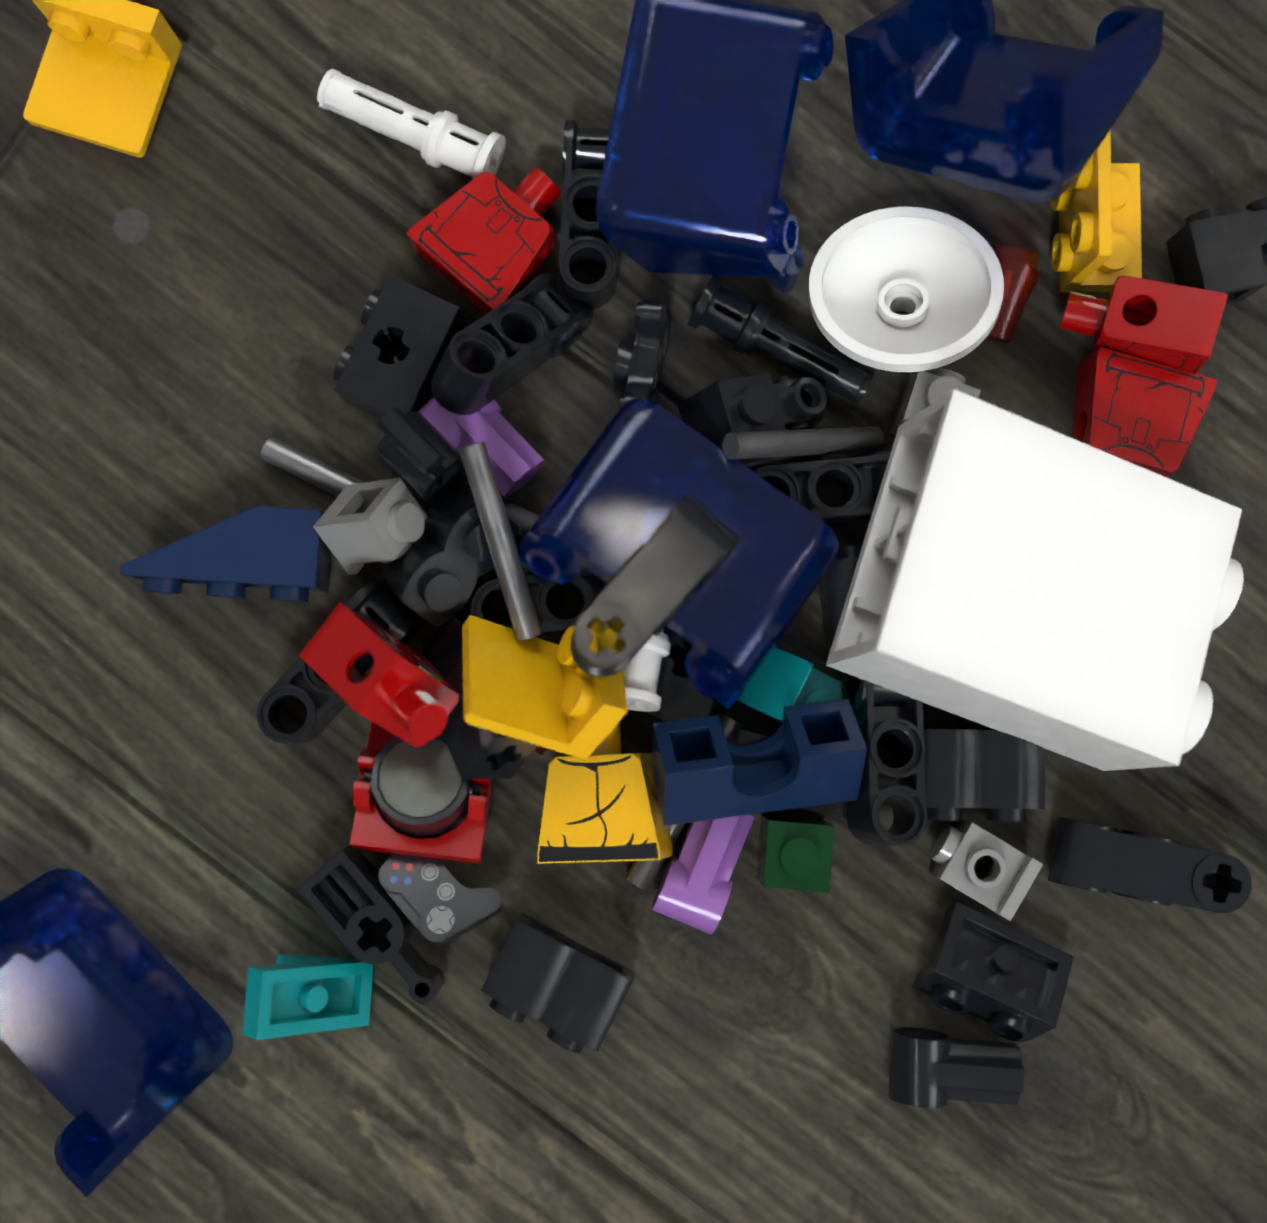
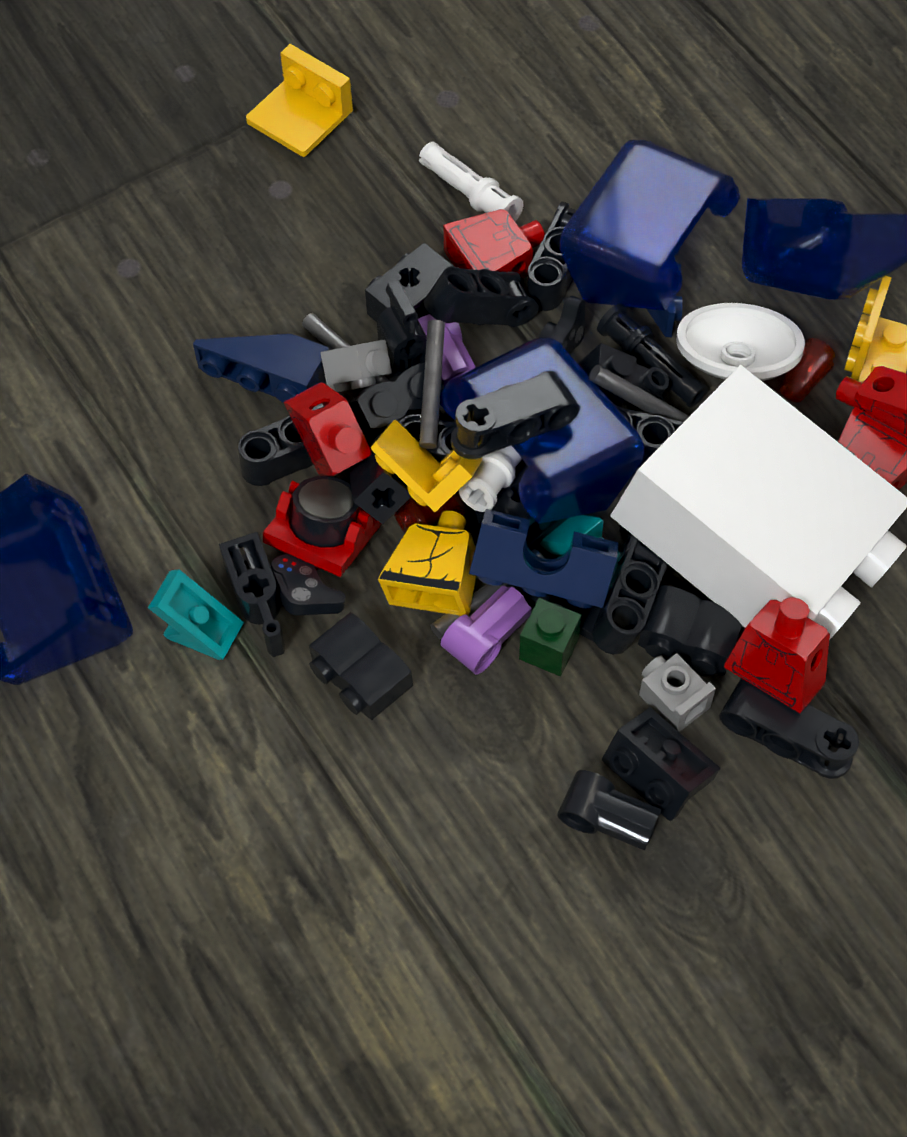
camera: 25 degrees right, 25 degrees down
(1126, 803) = (783, 653): none -> red torso

